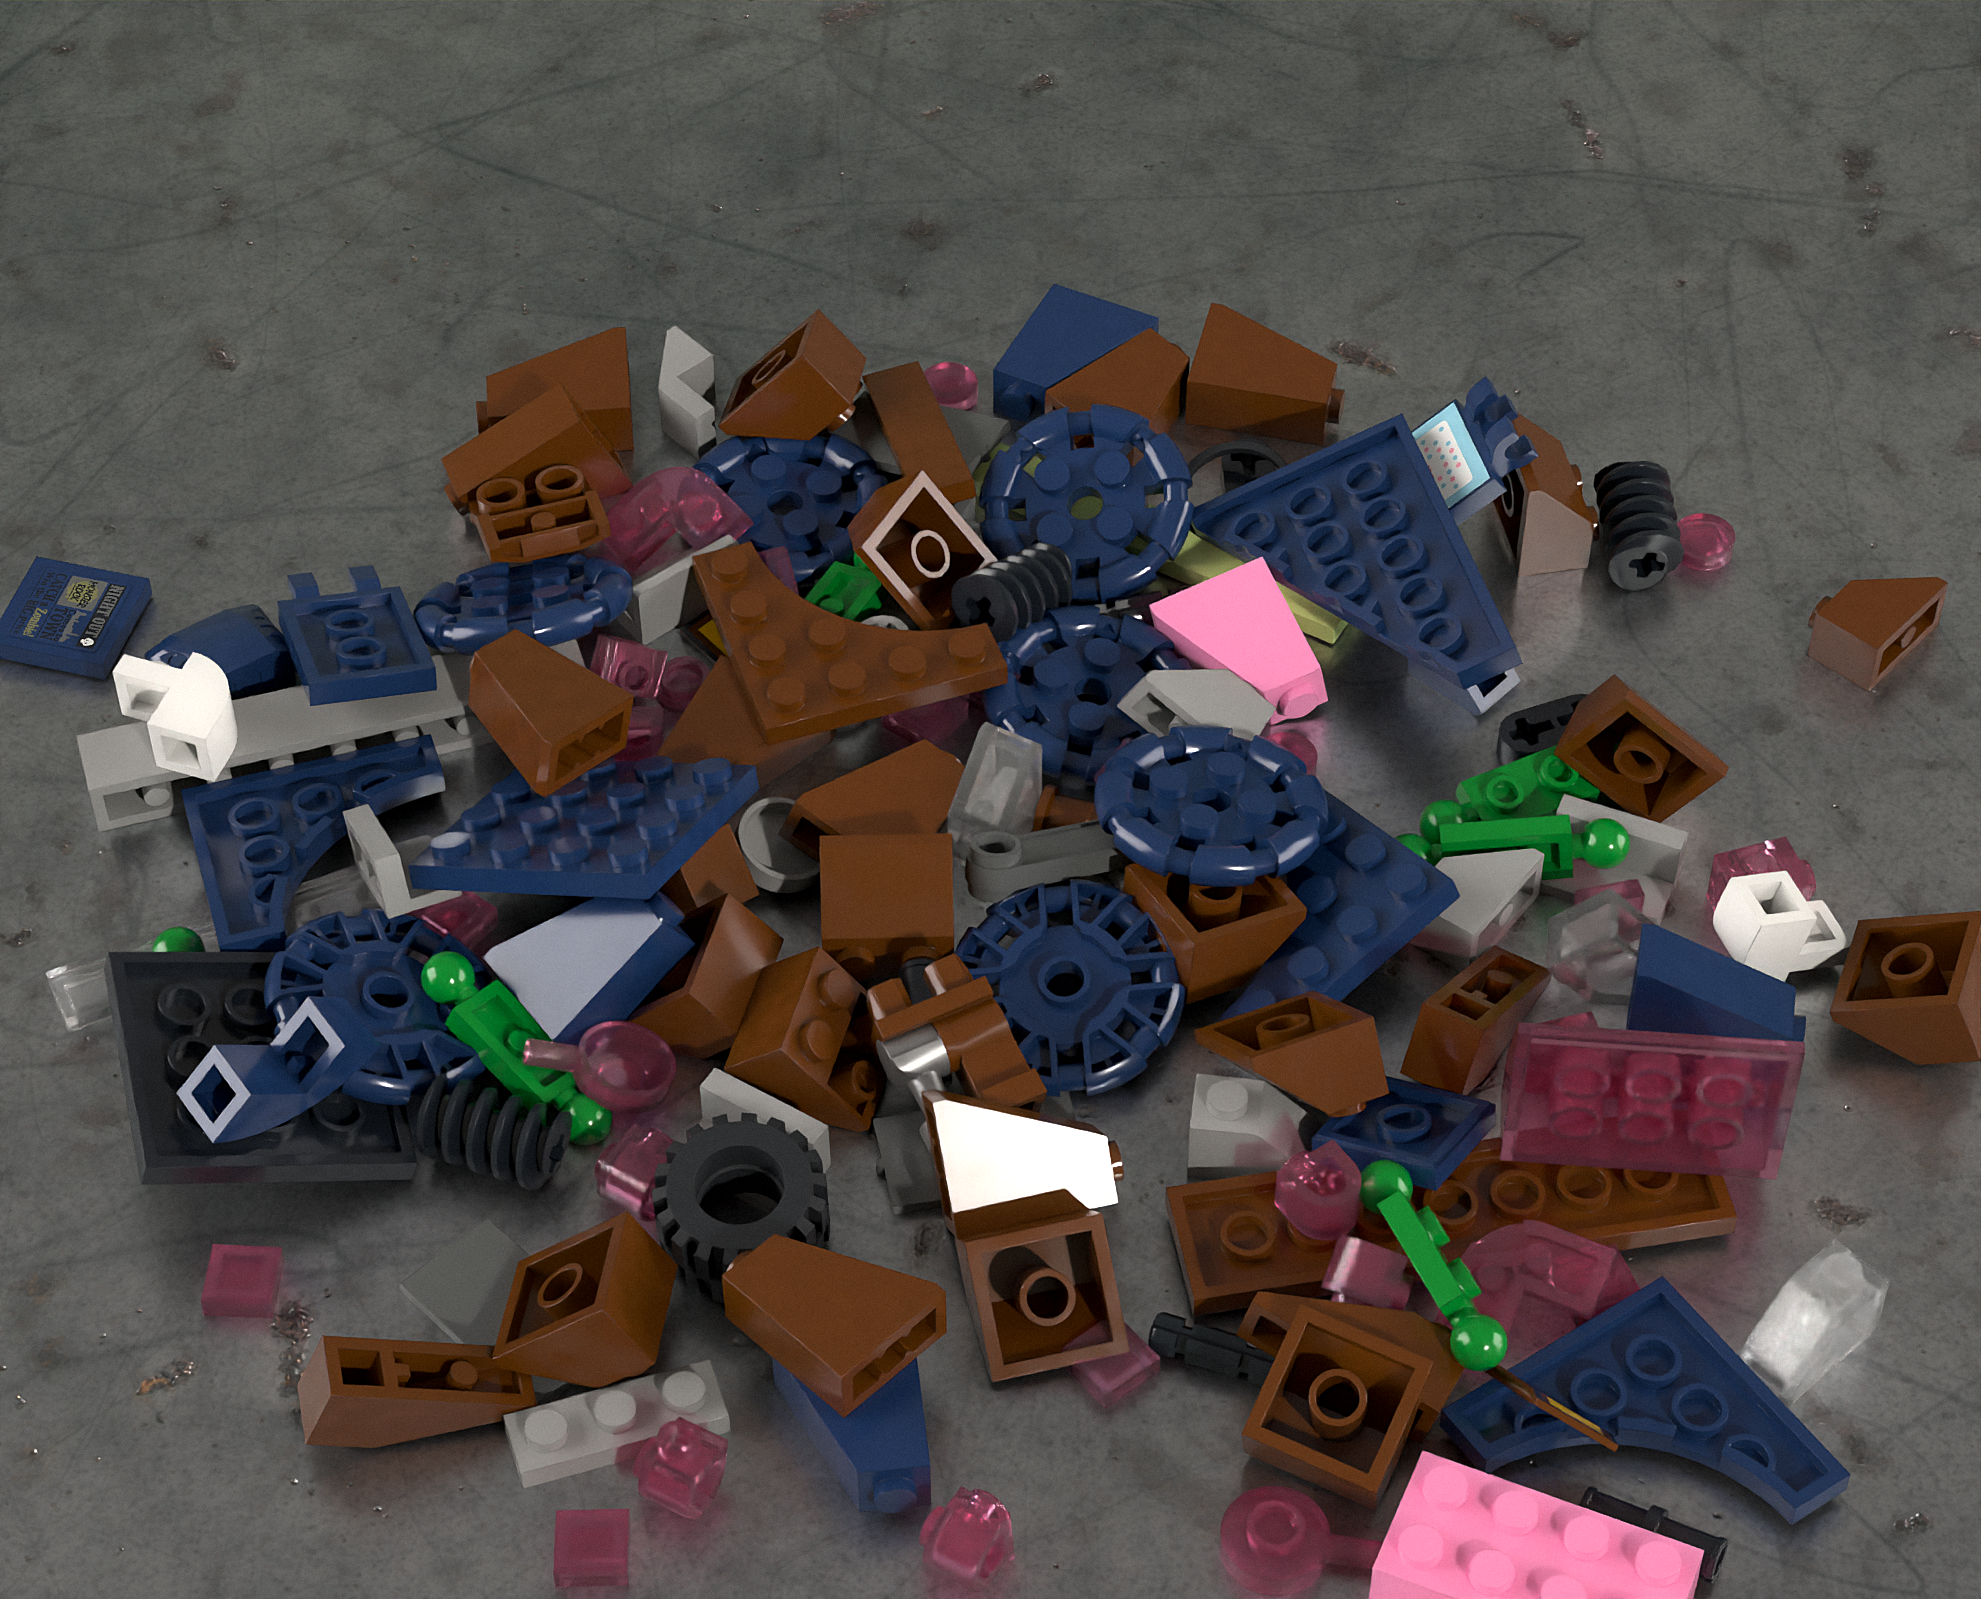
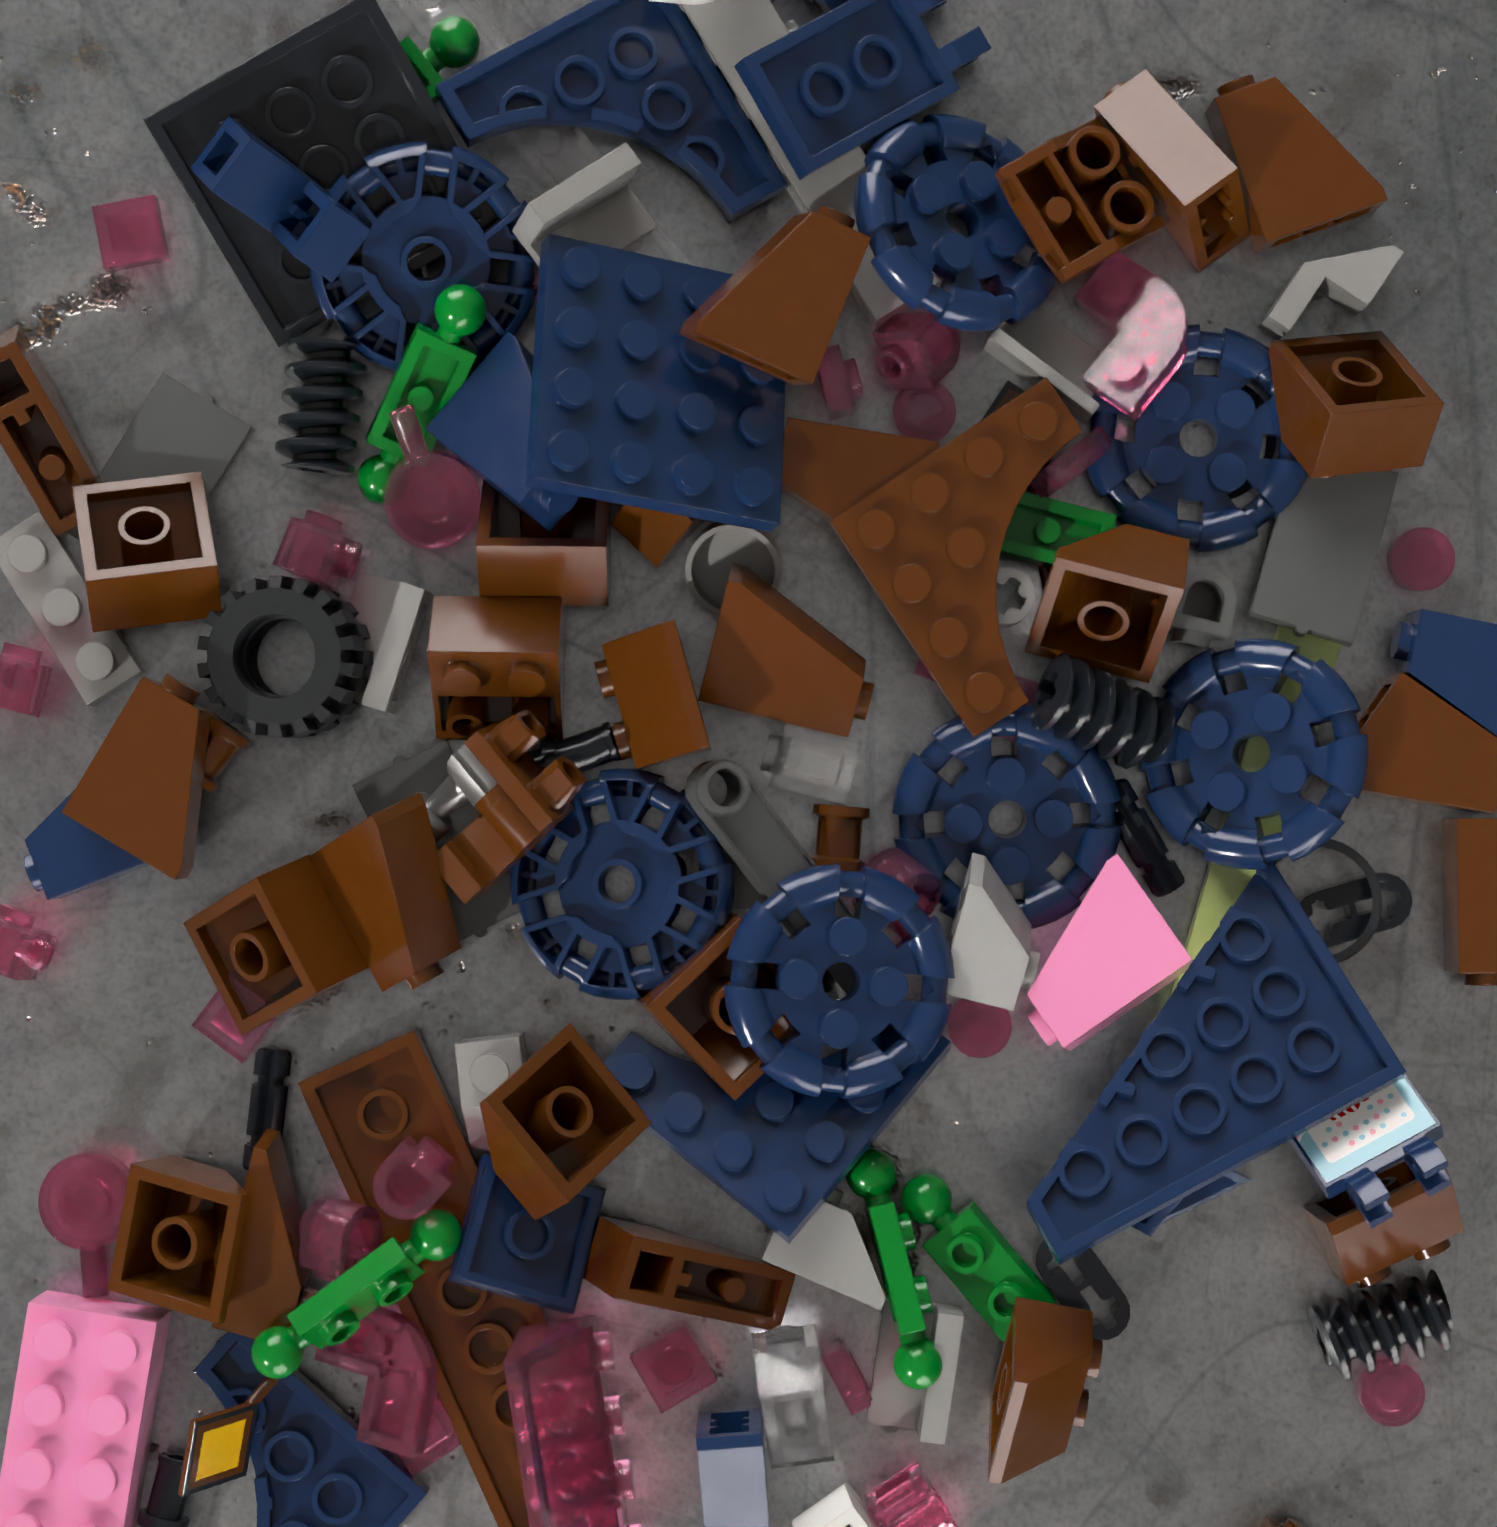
camera: 80 degrees right, 40 degrees up
(918, 429) = (1302, 555): reddish brown tile -> none

